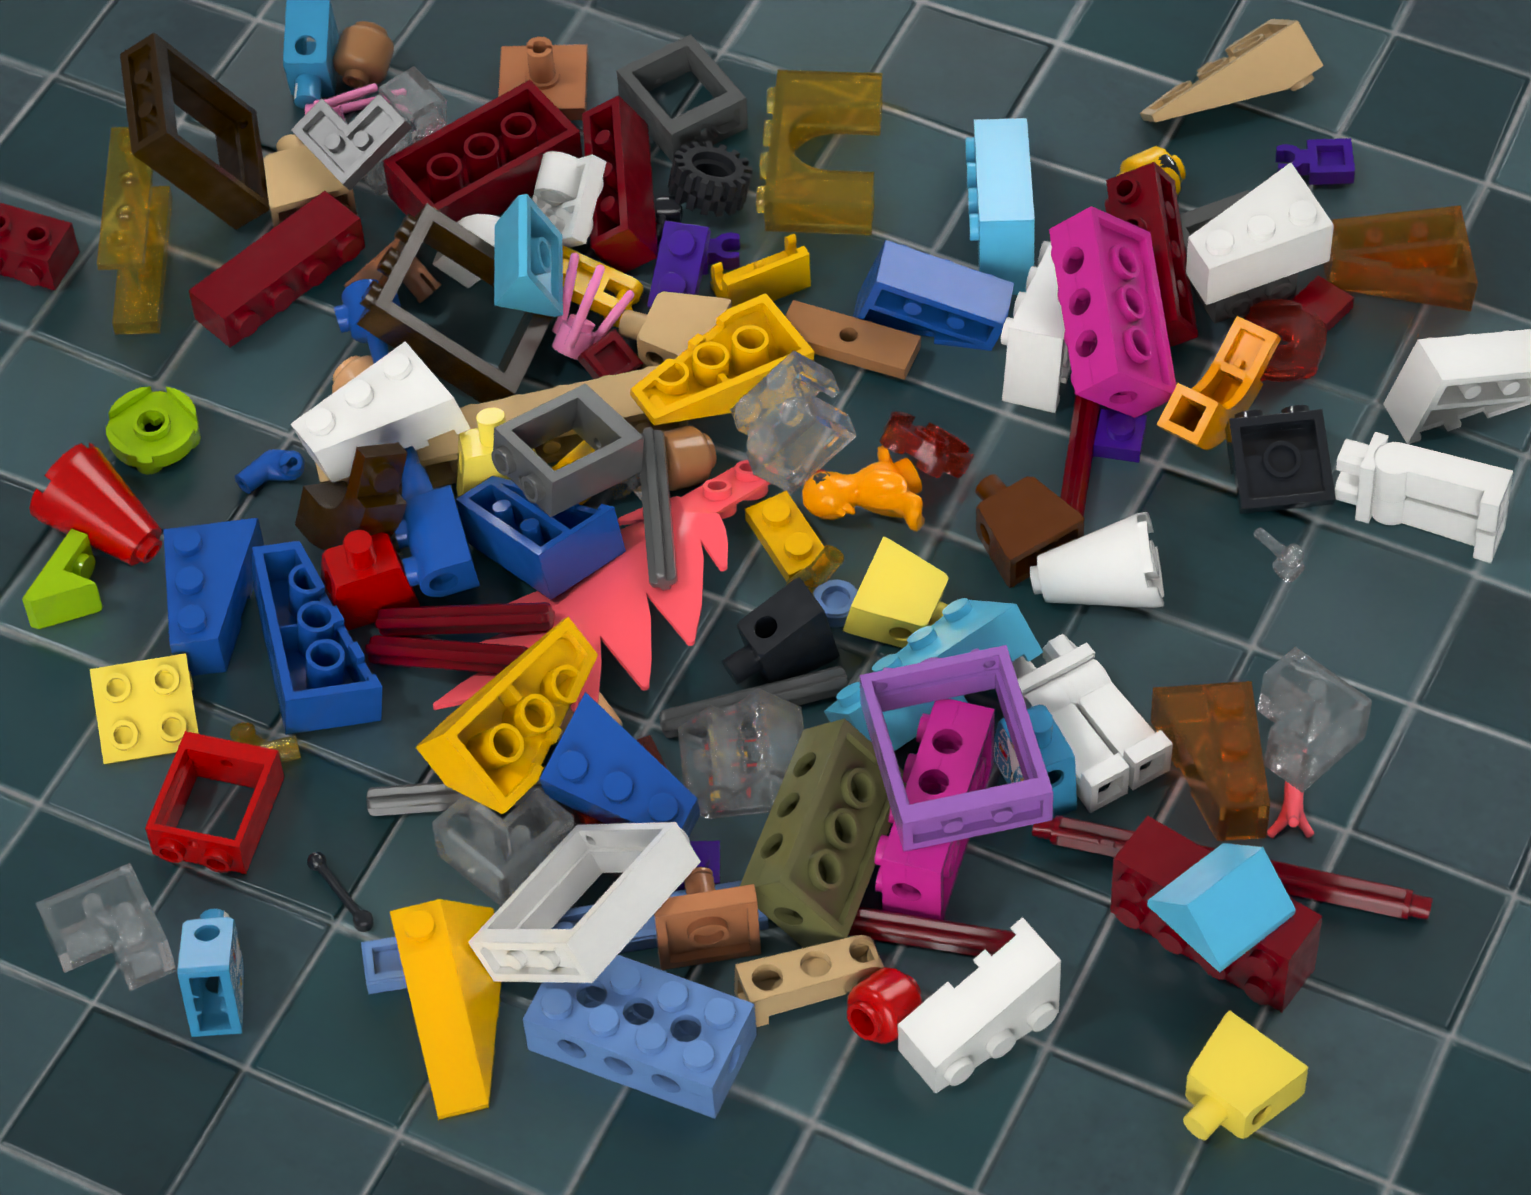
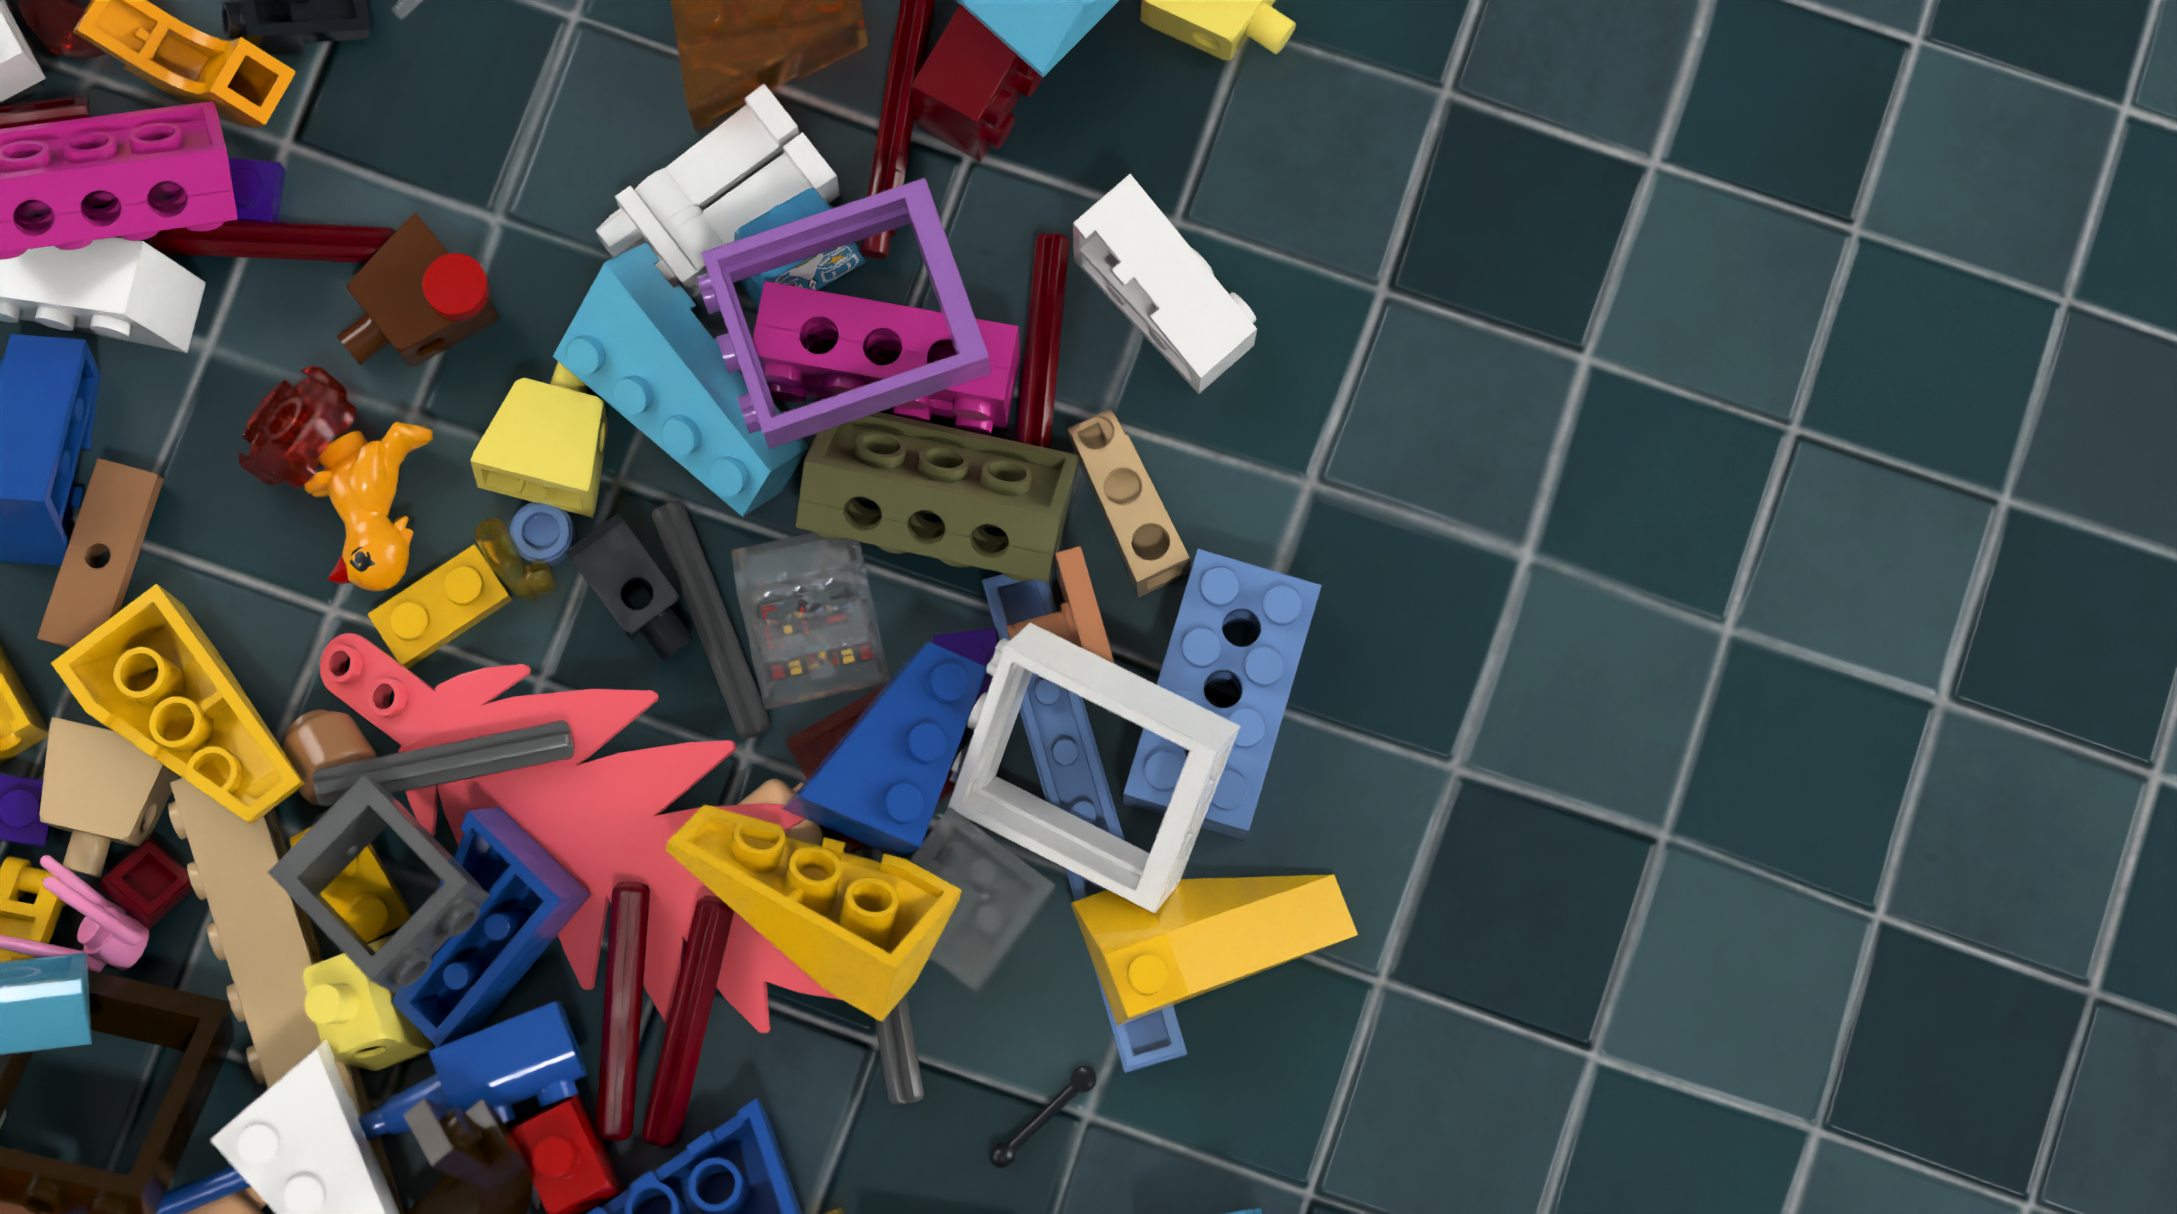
camera: 100 degrees left, 25 degrees up
(790, 425) = (279, 608): clear piece -> none
(881, 1004) = (1159, 405): red head -> none
(1020, 535) = (456, 286): none -> red tile
(1104, 568) = (487, 184): white cone -> none

